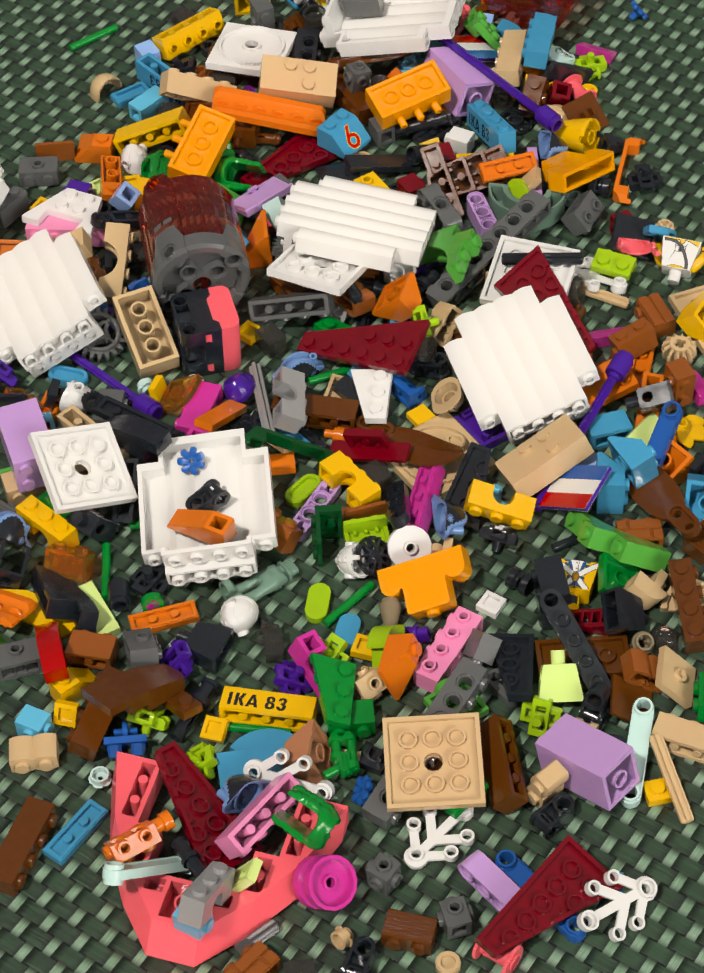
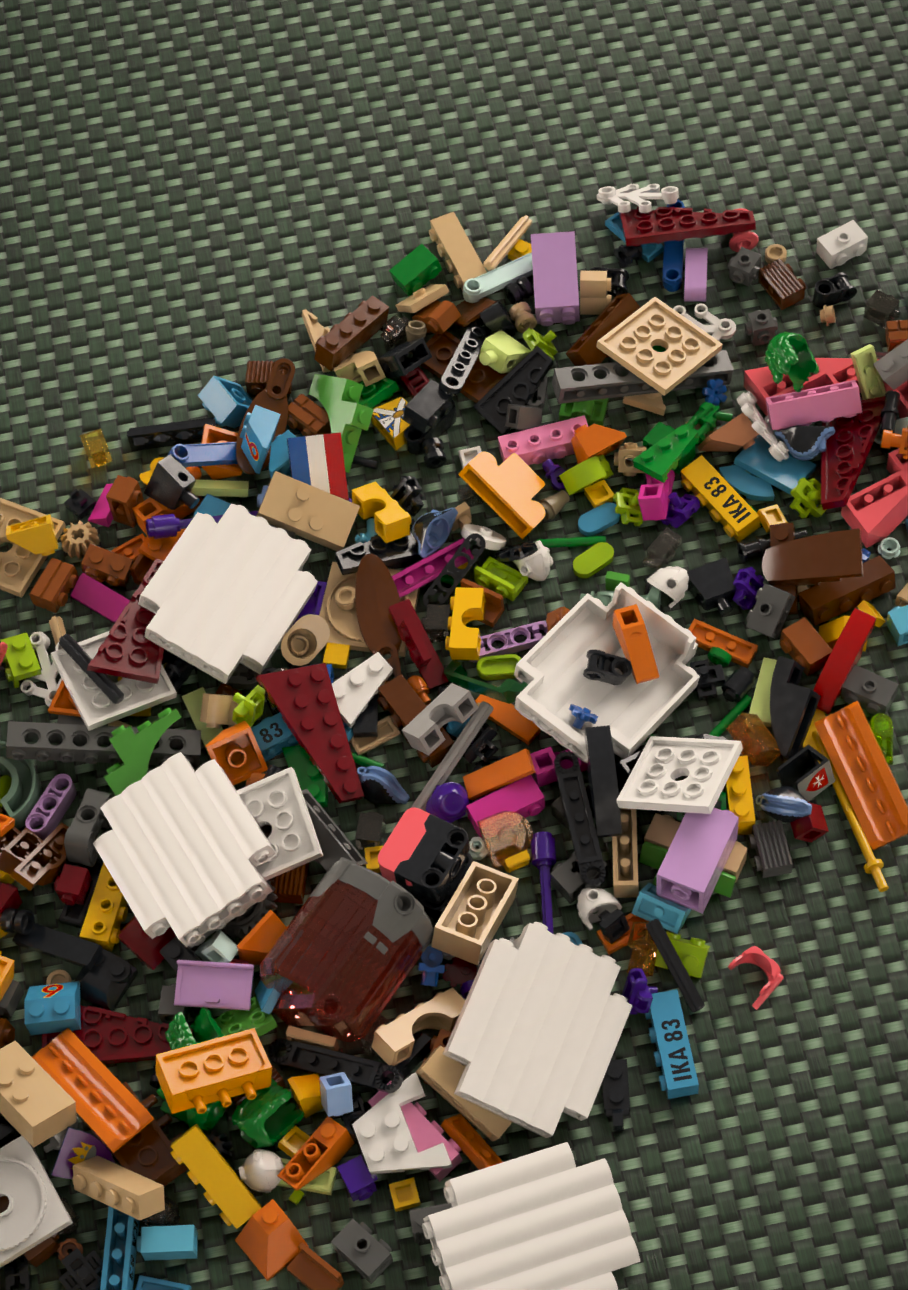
camera: 130 degrees left, 10 degrees up
(143, 385) = (524, 875): light aqua plate -> none
(280, 595) = (613, 579): none -> bright green tile
(324, 882) = (816, 333): dark pink wheel -> none
(325, 525) = (531, 605): dark green bracket -> none
(373, 760) = (679, 412): black tile -> none

